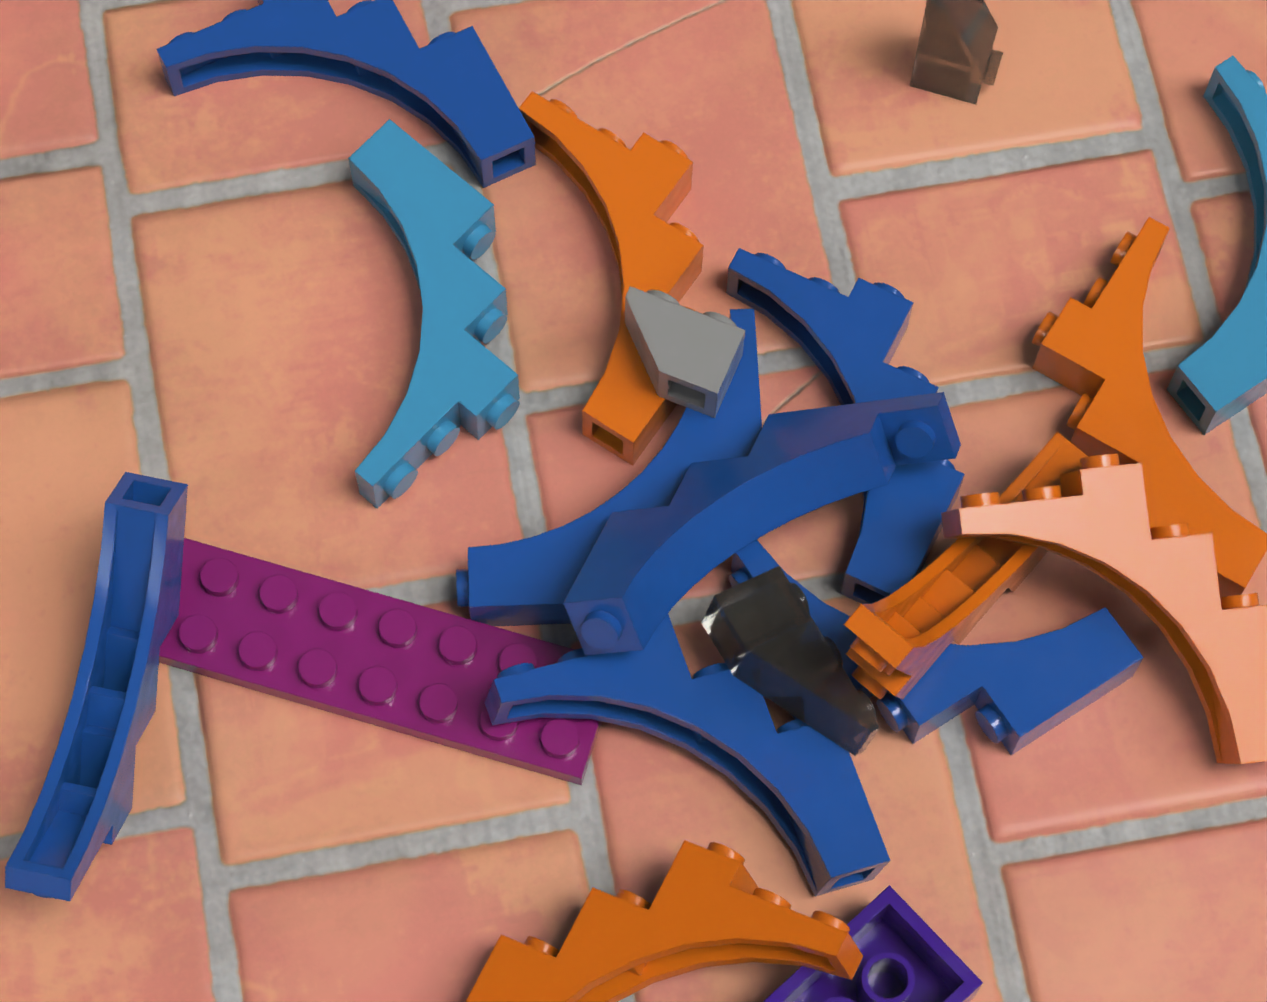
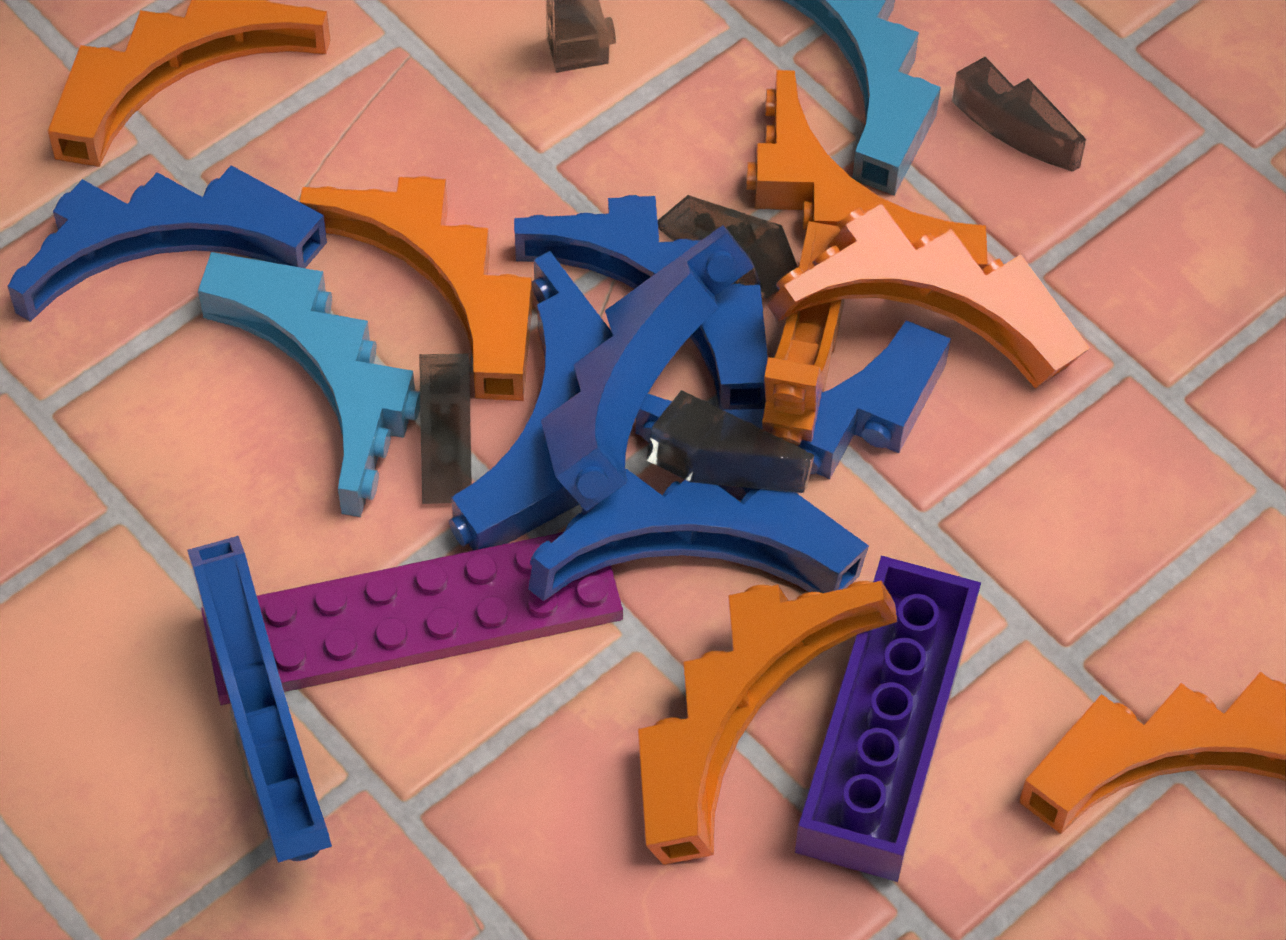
camera: 30 degrees left, 10 degrees down
(521, 454) = (445, 425): none -> clear smoke slope
(684, 351) = (520, 294): light grey slope -> none
(979, 402) = (760, 239): none -> clear smoke slope

